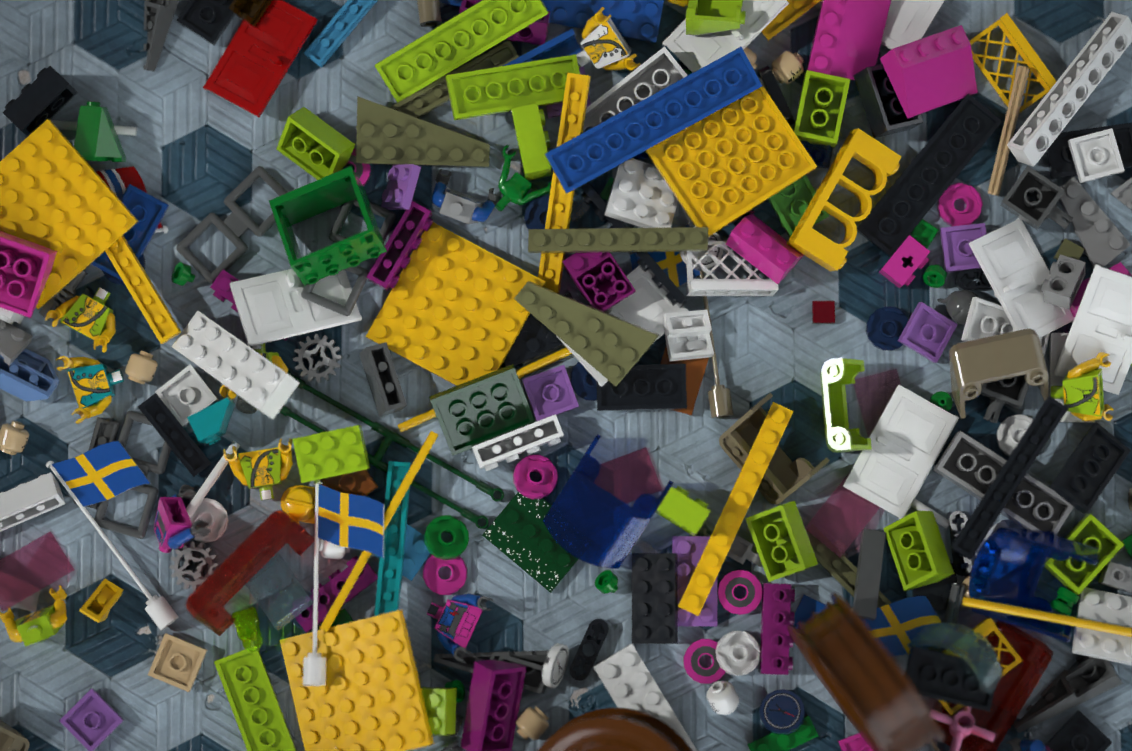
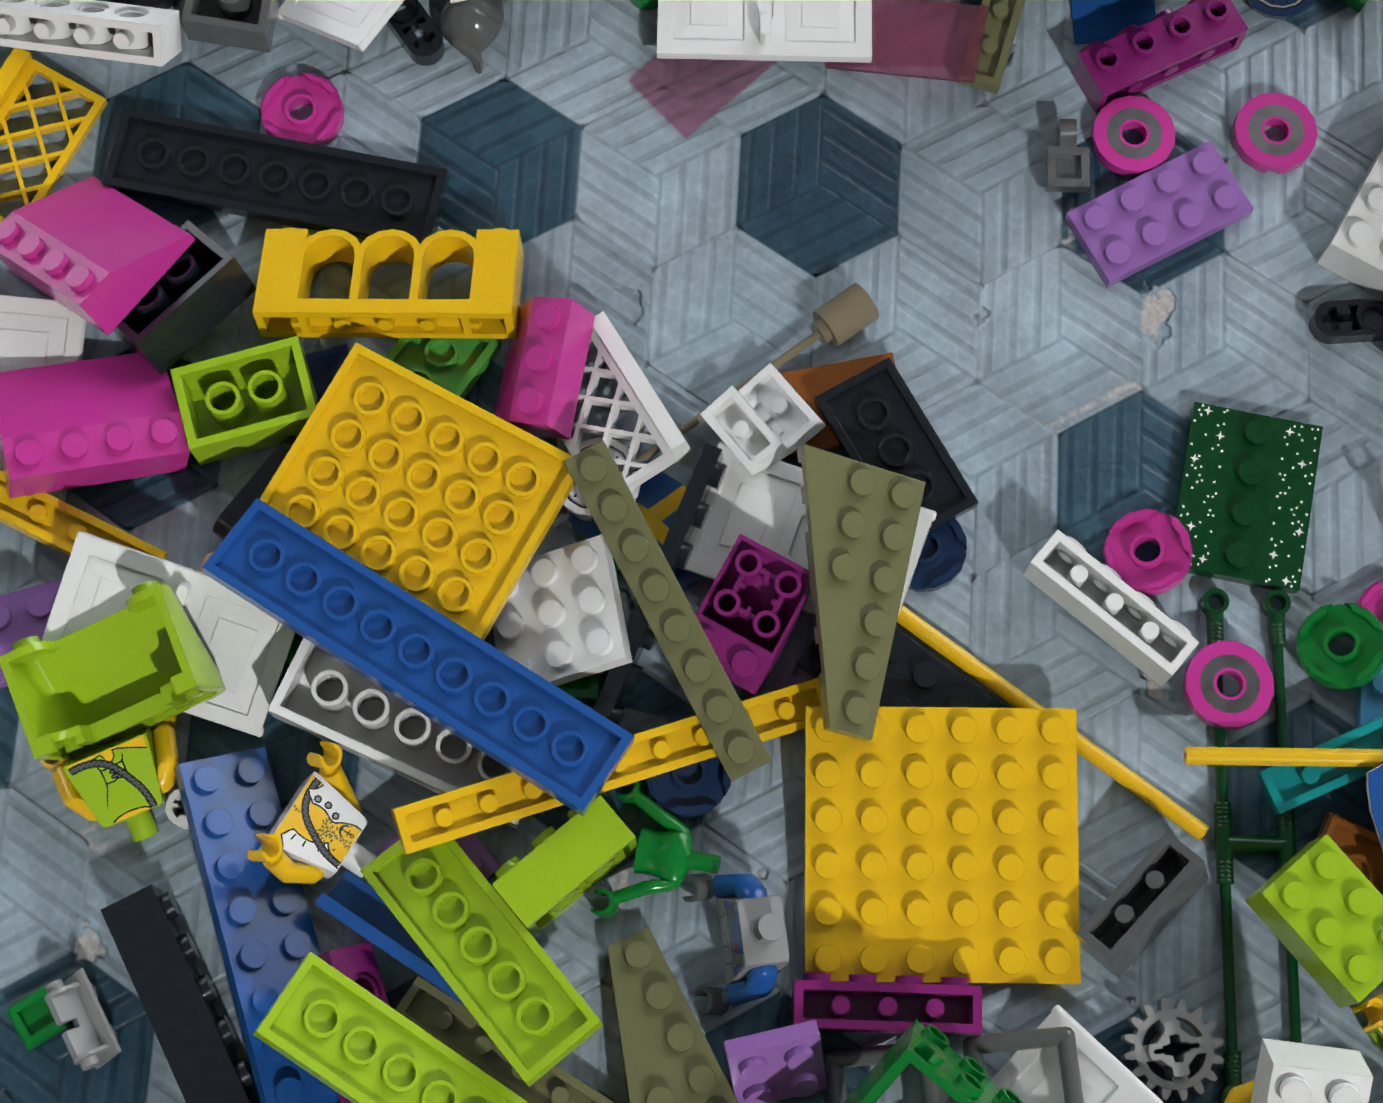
camera: 120 degrees left, 10 degrees down
(452, 462) = (1250, 672): none -> dark pink tile
(482, 409) = (1093, 698): plate -> none
(550, 393) = (990, 602): medium lavender plate -> none
(593, 521) = (1173, 408): clear blue windscreen -> none
(606, 582) = (1249, 345): green tile -> none
(629, 476) = (1074, 421): clear pink piece -> none
(654, 598) = (1227, 256): black plate -> none
(683, 511) = (1069, 267): lime brick -> none
(722, 697) = (1319, 71): white head -> none
(735, 509) = (1009, 194): yellow plate -> none
(738, 653) = (1232, 88): white tile -> none
(781, 541) = (1020, 99): lime brick -> none
(782, 474) = (903, 193): dark tan windscreen -> none
(787, 67) = (199, 494): tan head -> none
(823, 312) = (598, 233): dark red tile -> none
(834, 377) = (707, 150): lime windscreen -> none
(886, 327) = (570, 123): dark blue tile -> none
(910, 250) = (446, 142): dark pink brick -> none
(924, 233) = (381, 139): green tile -> none
(927, 332) = (544, 54): medium lavender plate -> none
(934, 276) = (443, 89): green tile -> none
(955, 246) = (373, 77): medium lavender plate -> none
(1008, 130) = (134, 92): tan axle -> none

